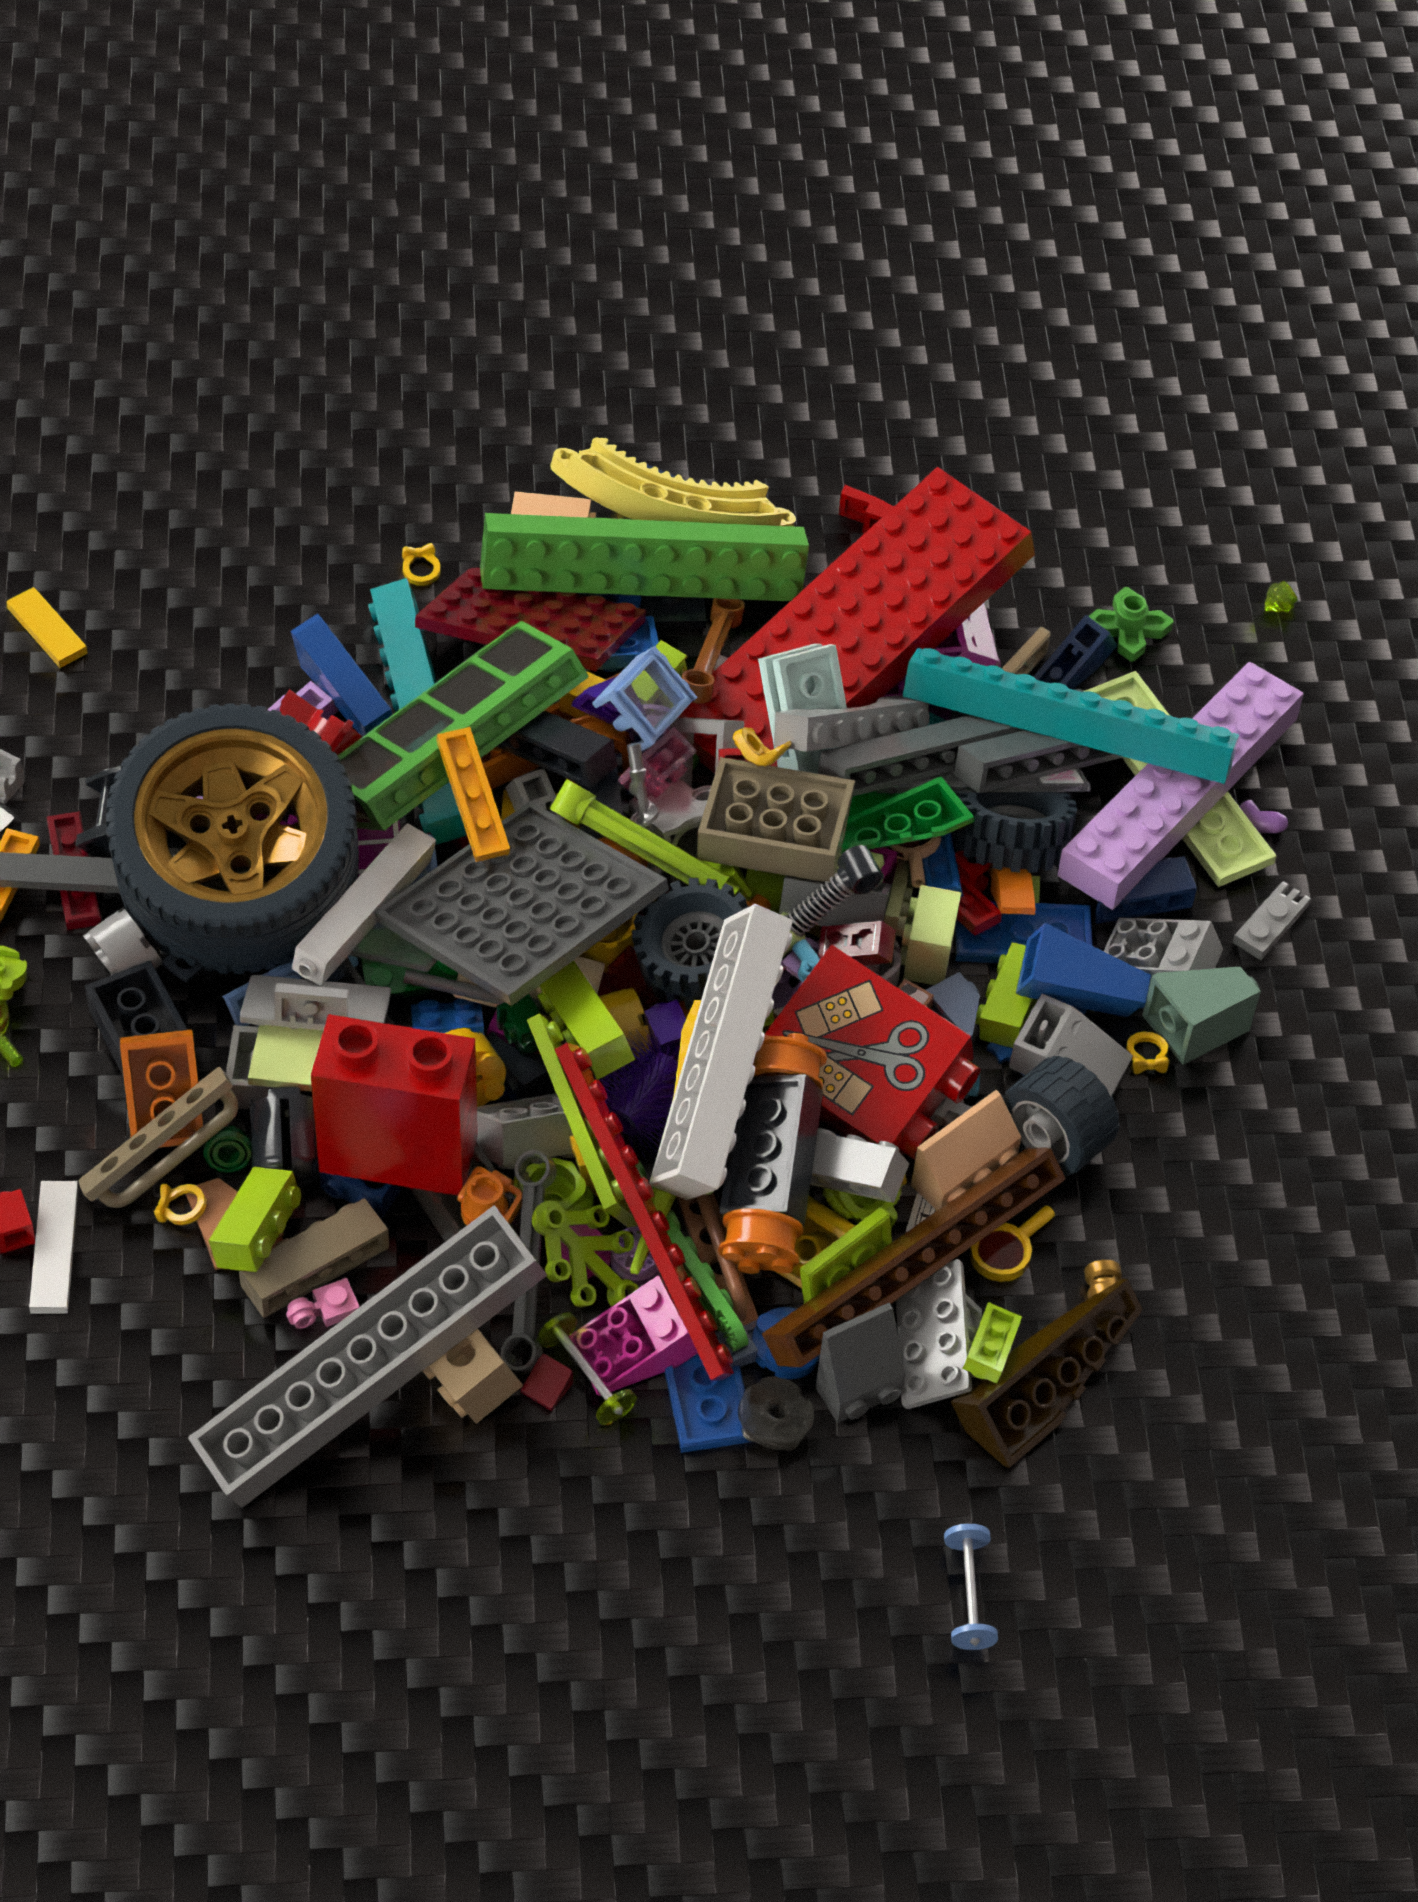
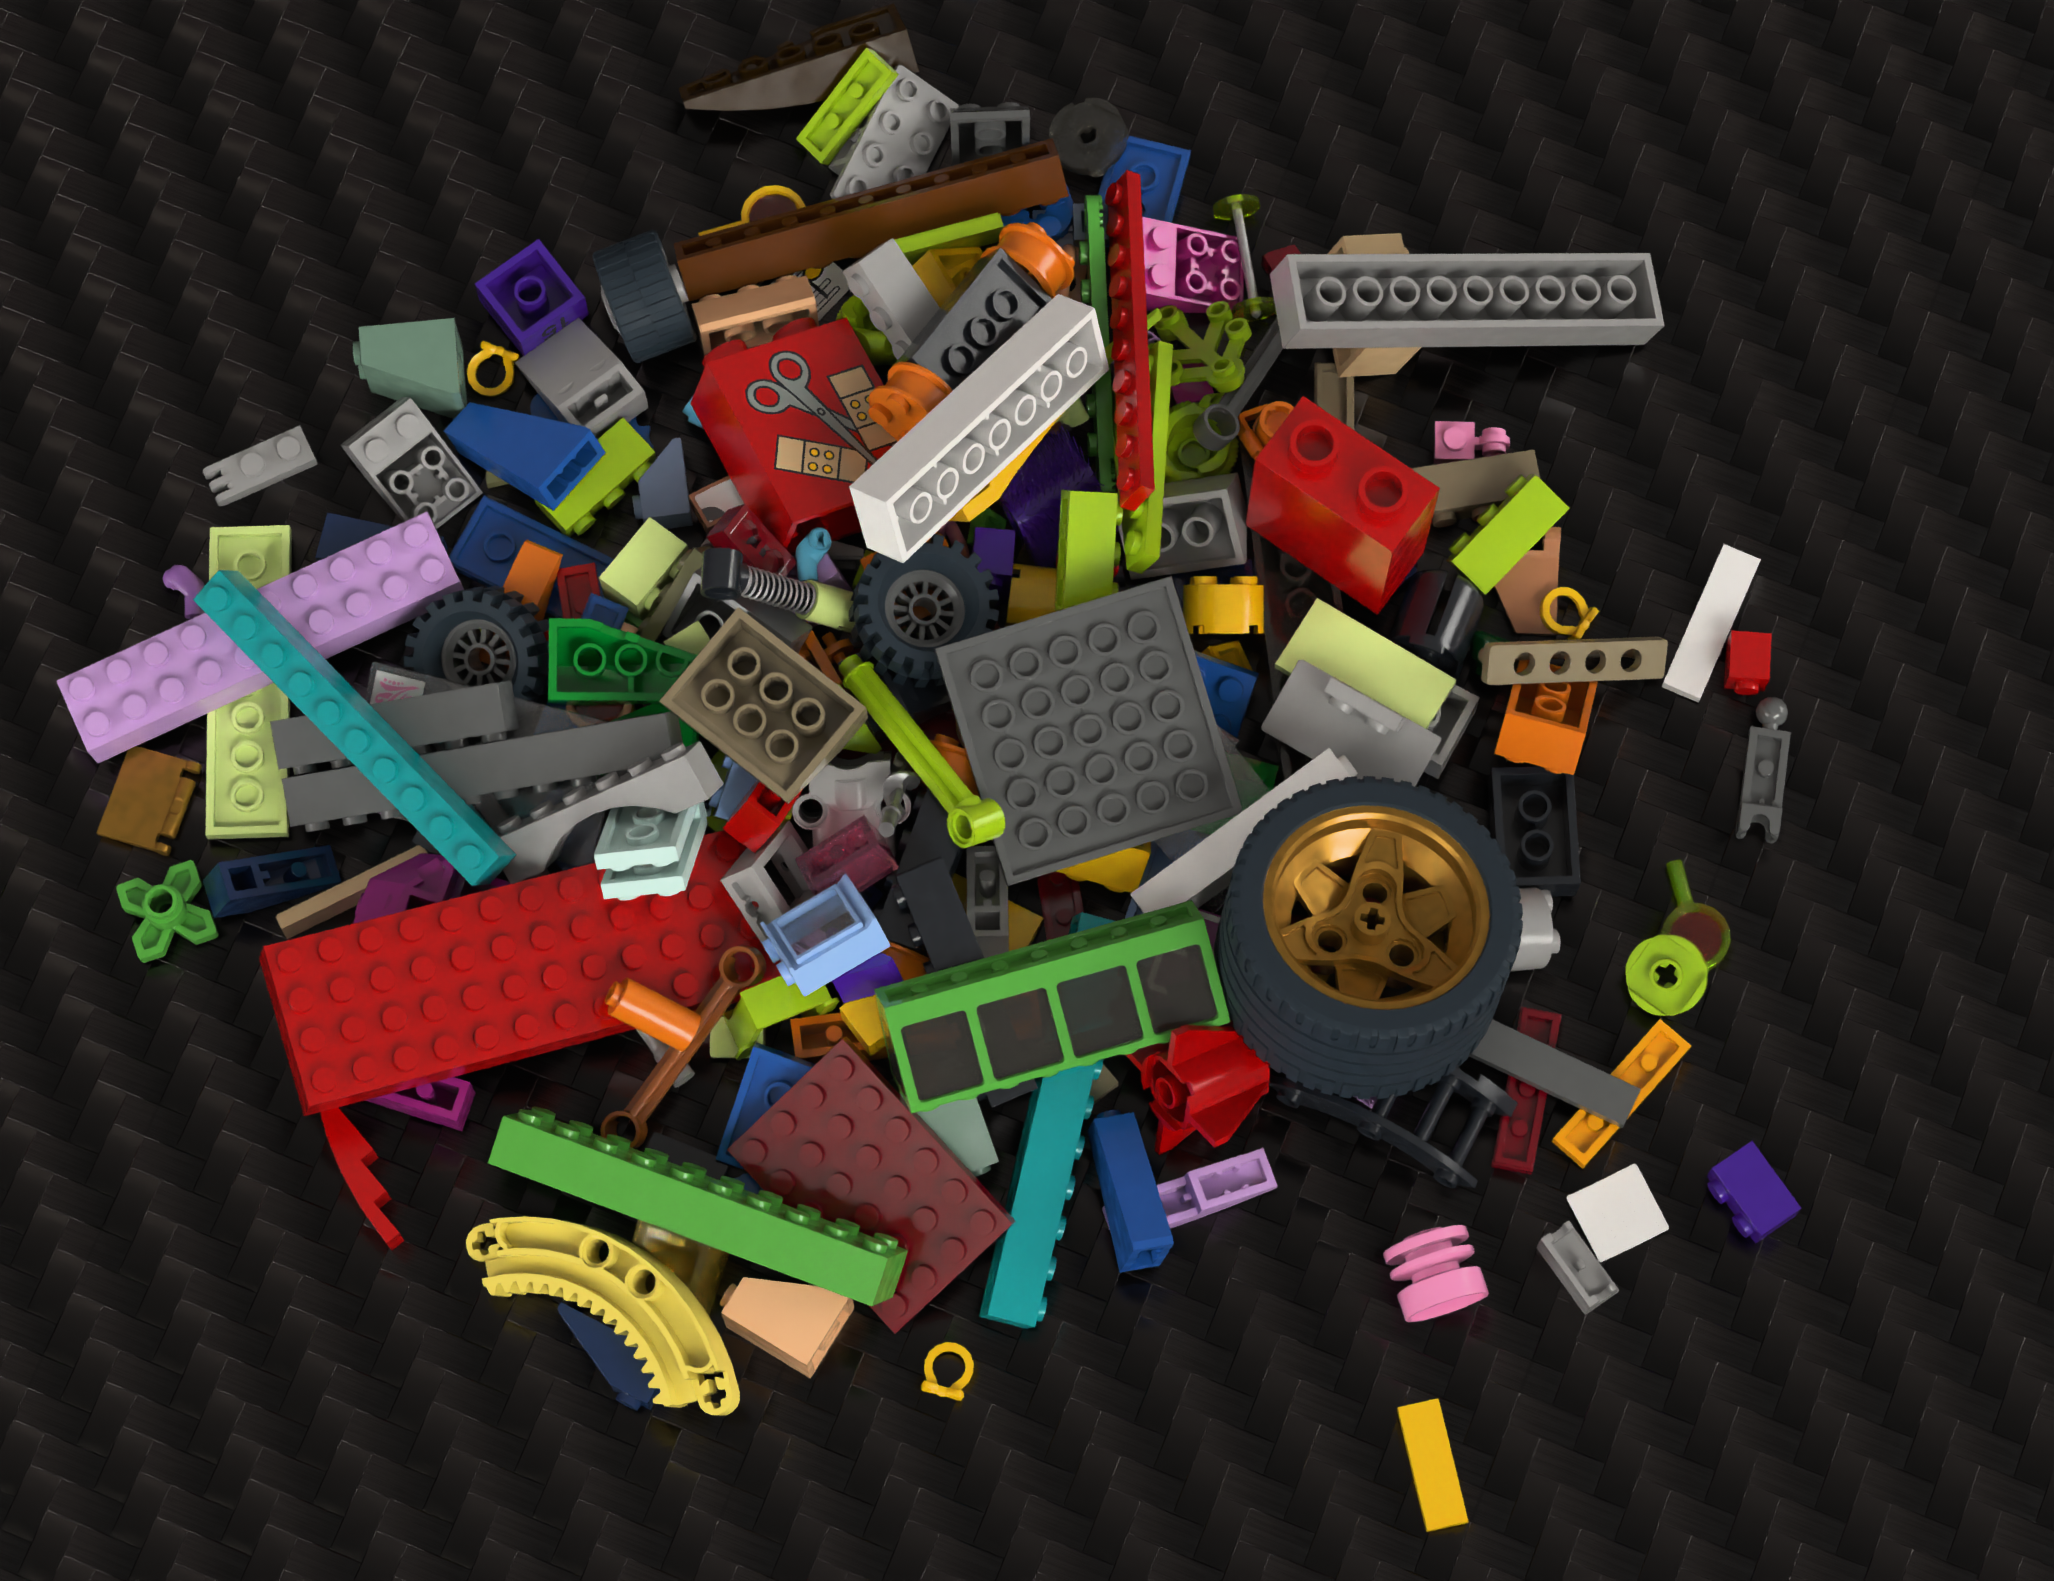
camera: 150 degrees left, 20 degrees up
(91, 714) = (1433, 1266): none -> bright pink wheel
(473, 794) = (1081, 878): light orange plate -> none
(741, 628) = (652, 1013): none -> orange brick
(754, 749) = (745, 779): yellow hair -> none
(1101, 1275) = (697, 133): pearl gold wheel -> none
(1151, 1096) = (531, 297): none -> dark purple brick
(1187, 683) = (148, 799): none -> pearl gold piece

